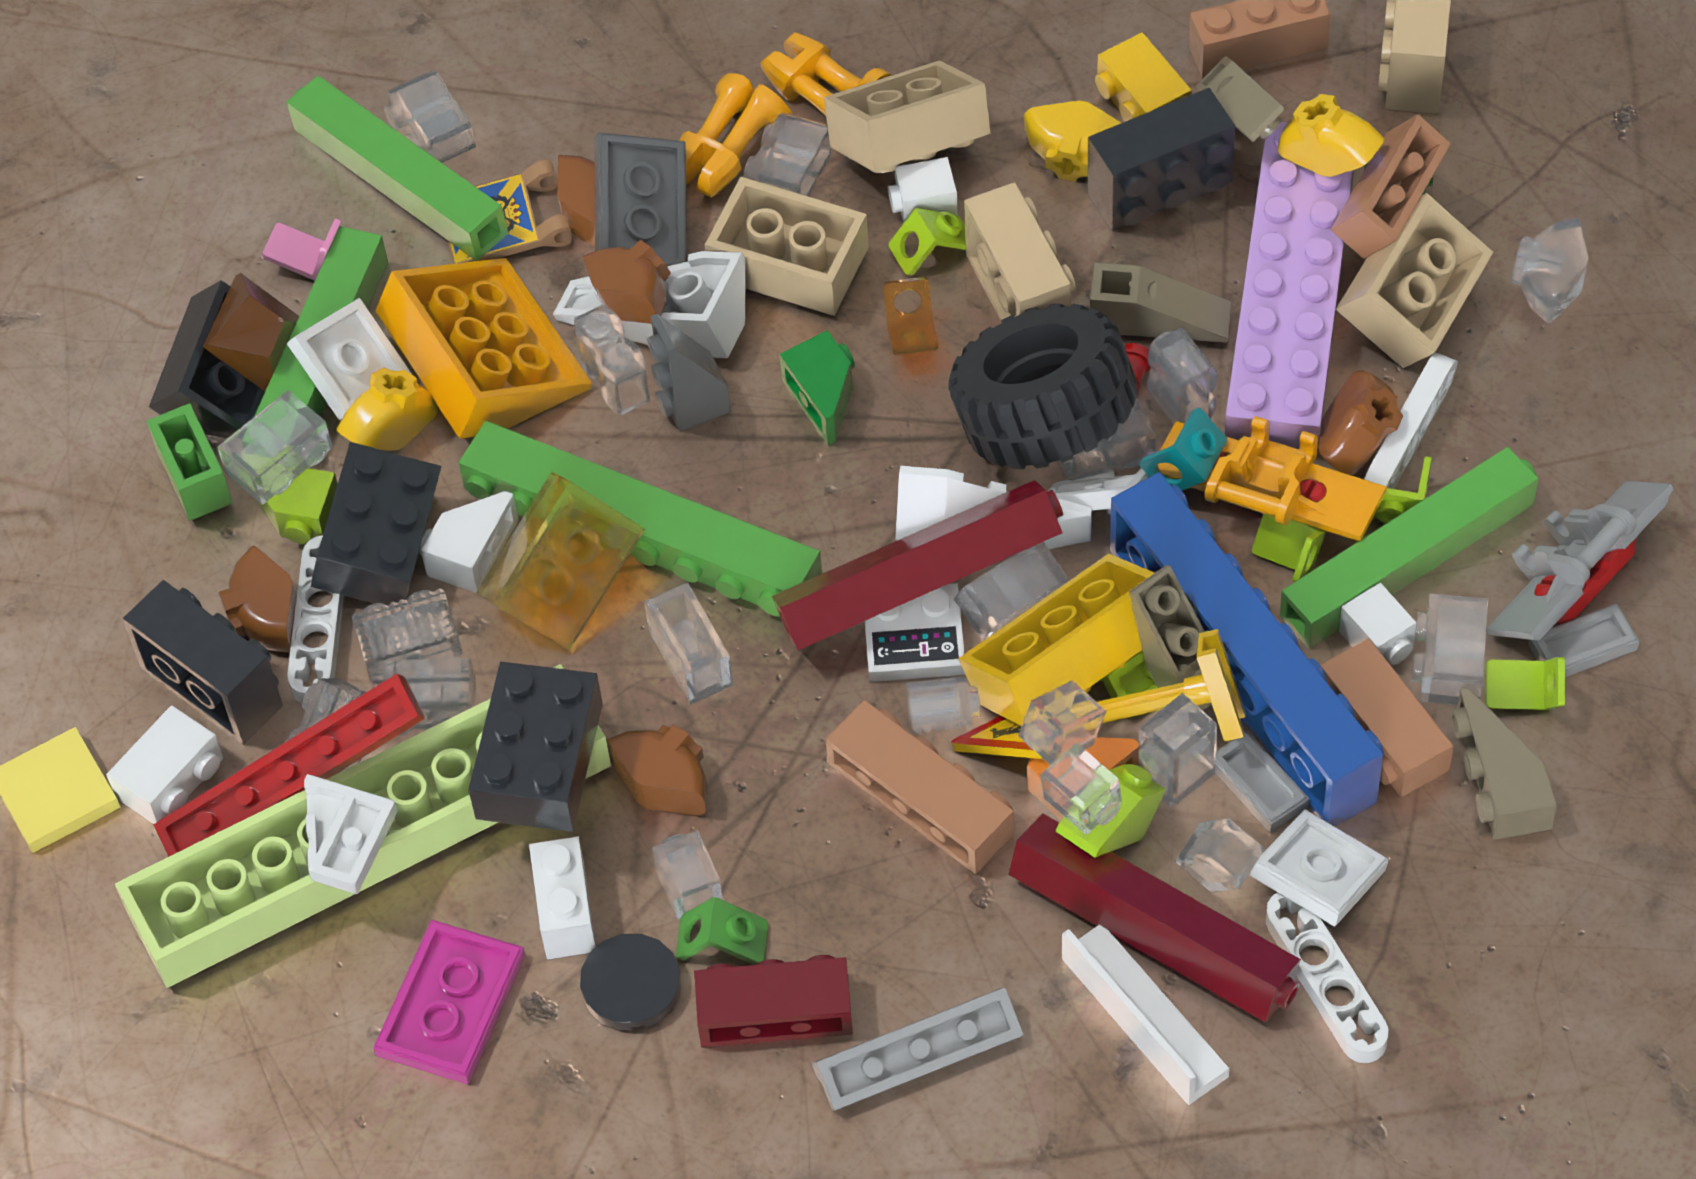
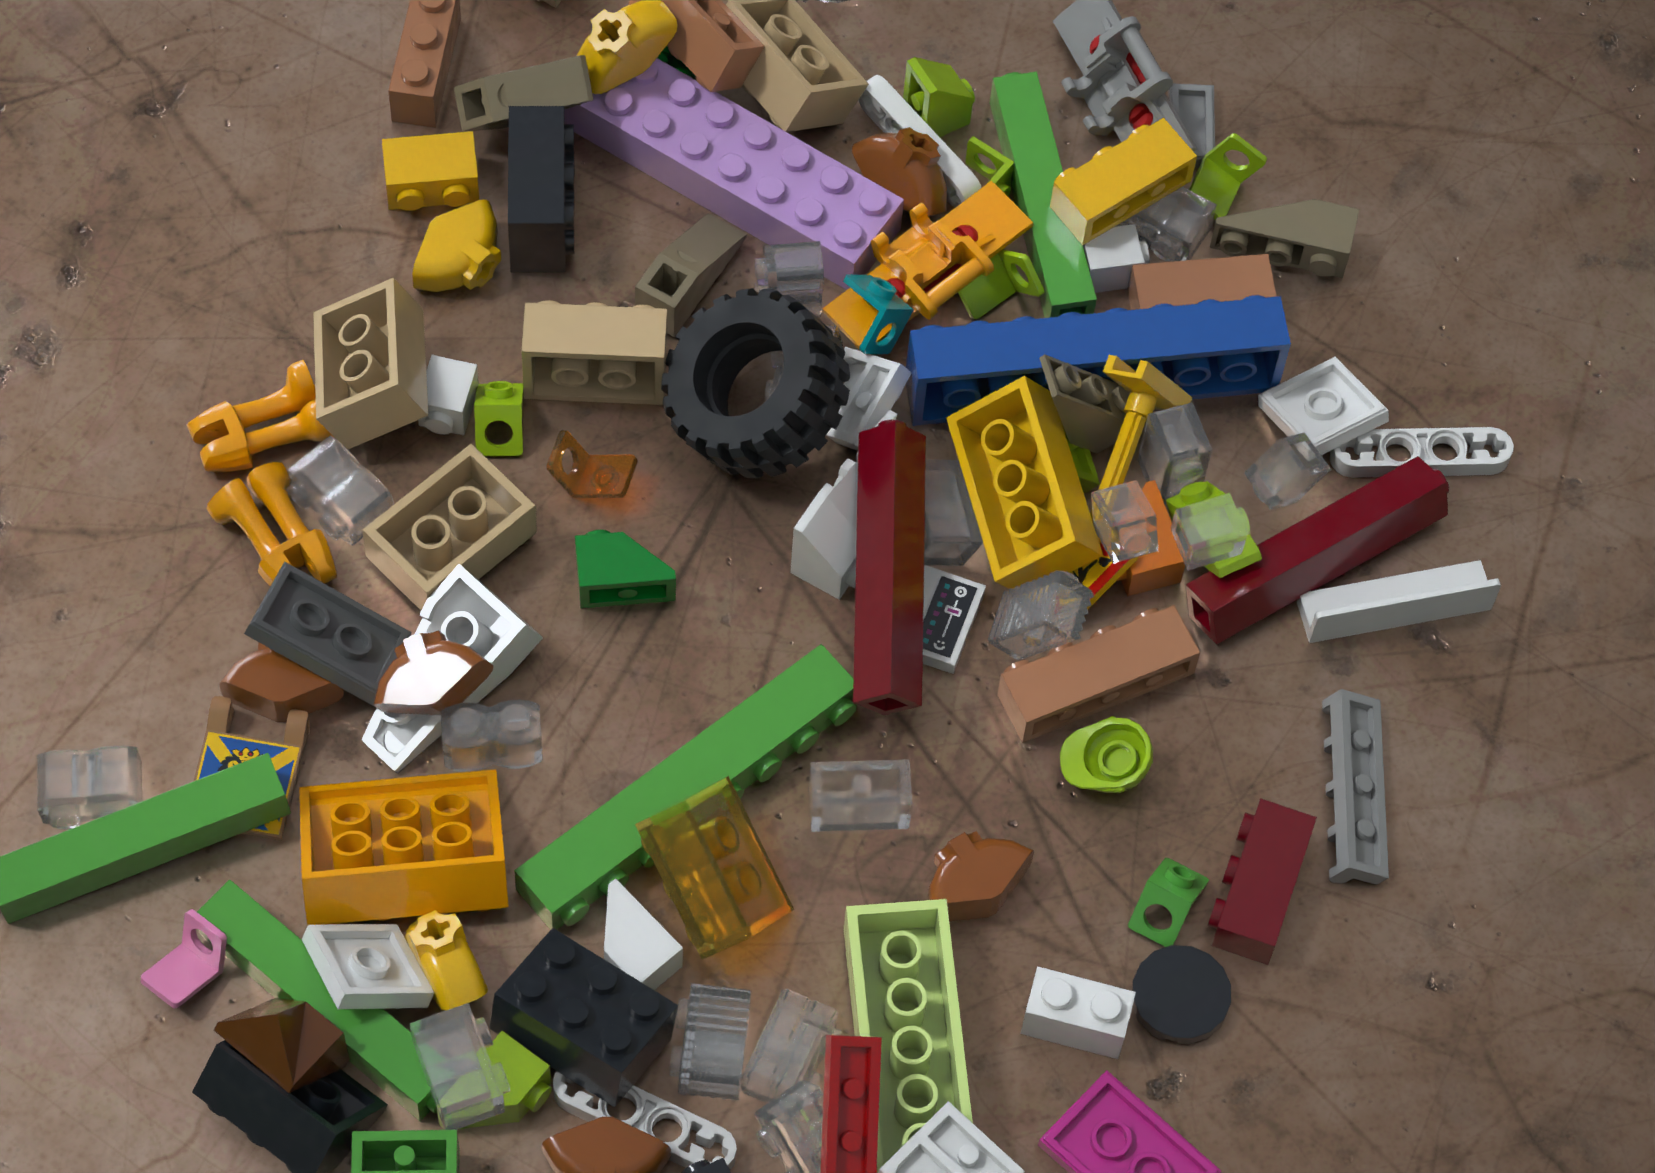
camera: 75 degrees left, 5 degrees up
(536, 746) = (947, 954): black brick -> none
(686, 872) = (1097, 899): clear brick -> none
(687, 377) = (565, 681): dark grey slope -> none
(834, 826) = (1107, 756): none -> lime hat
(1259, 782) = (1228, 414): light grey tile -> none
(1445, 584) = (1122, 180): none -> yellow brick
(1460, 414) = (938, 95): none -> lime slope

